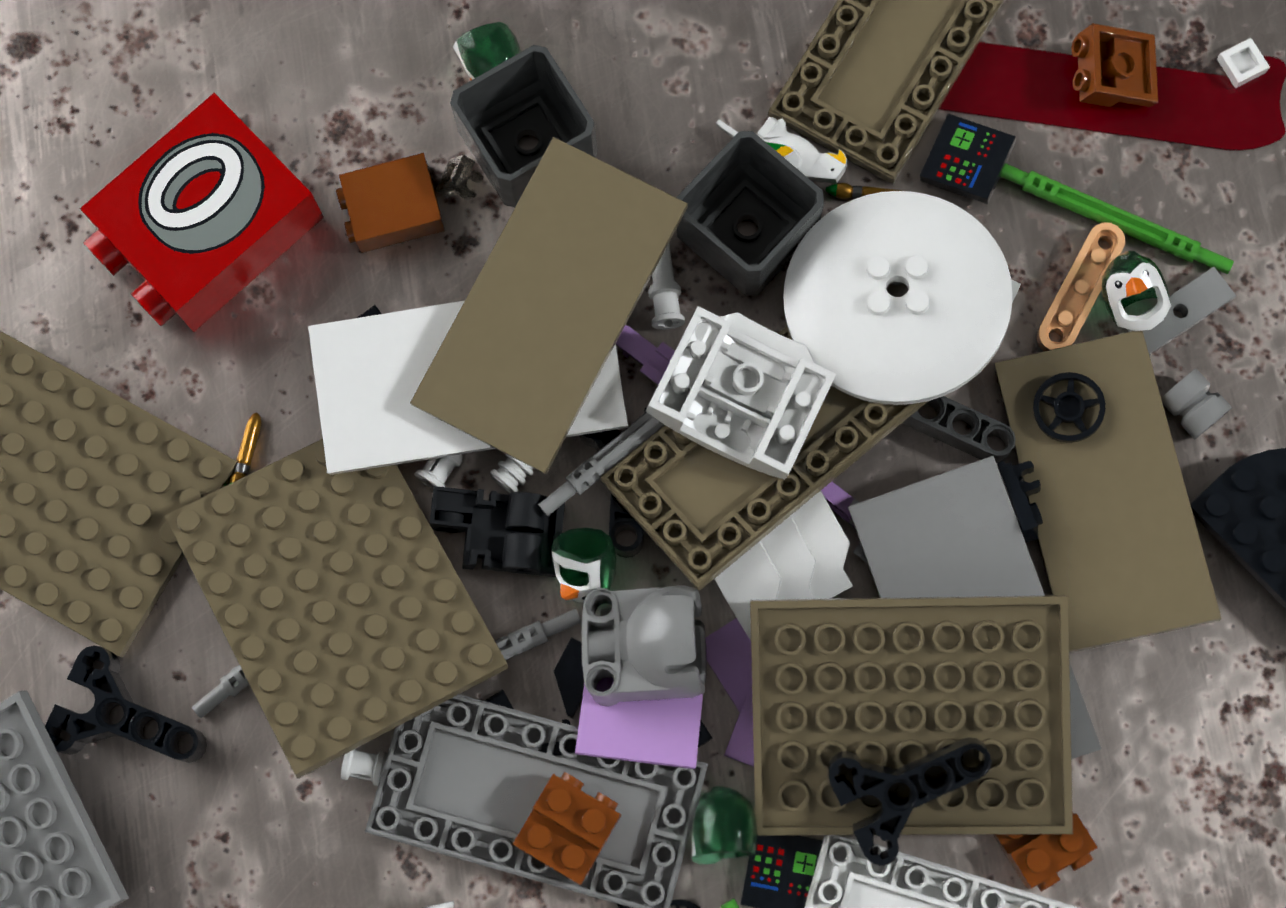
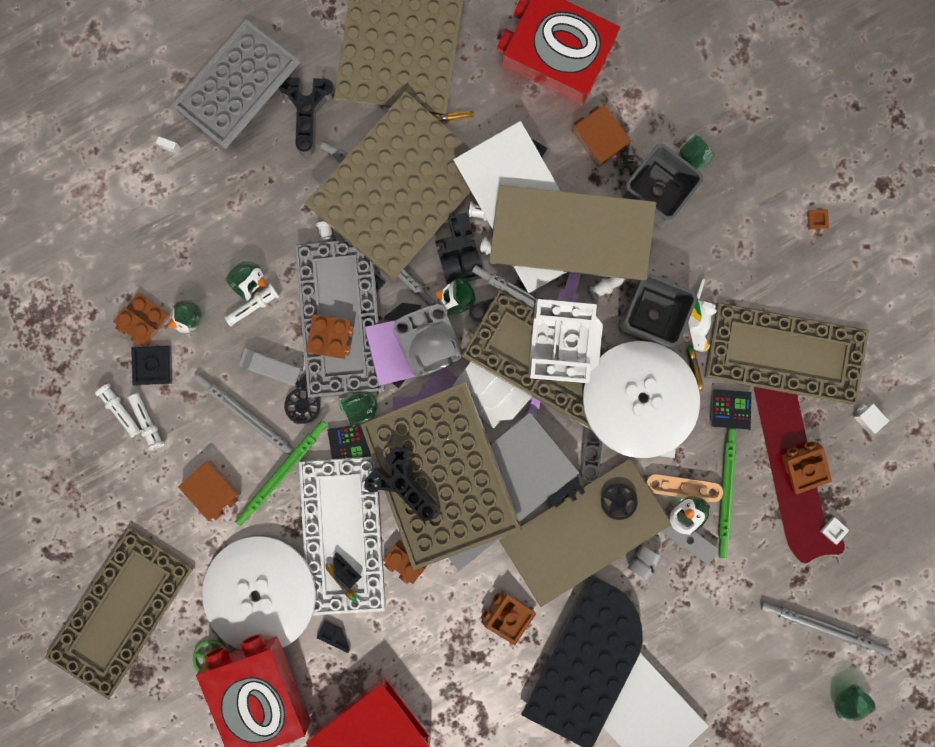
camera: 65 degrees right, 10 degrees up
(1217, 691) = (507, 617): none -> dark orange plate

